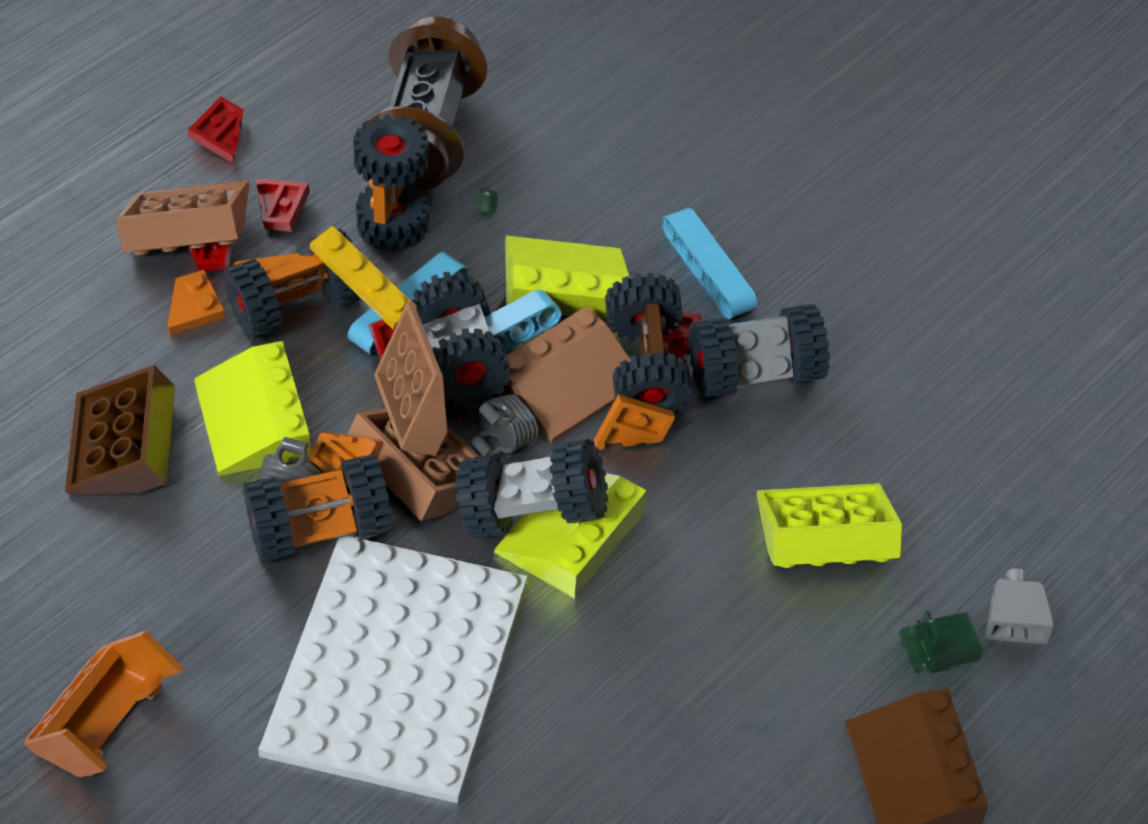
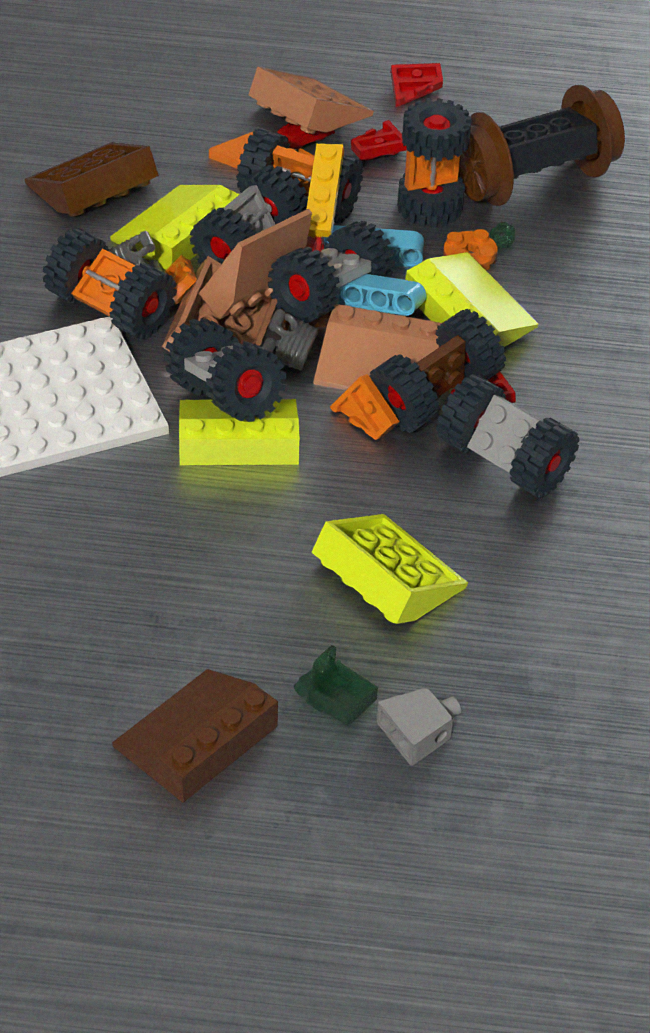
camera: 55 degrees right, 5 degrees down
(316, 328) = (263, 202): none -> black plate
(478, 222) = (476, 241): none -> orange plate
(709, 263) = (581, 377): medium azure beam -> none

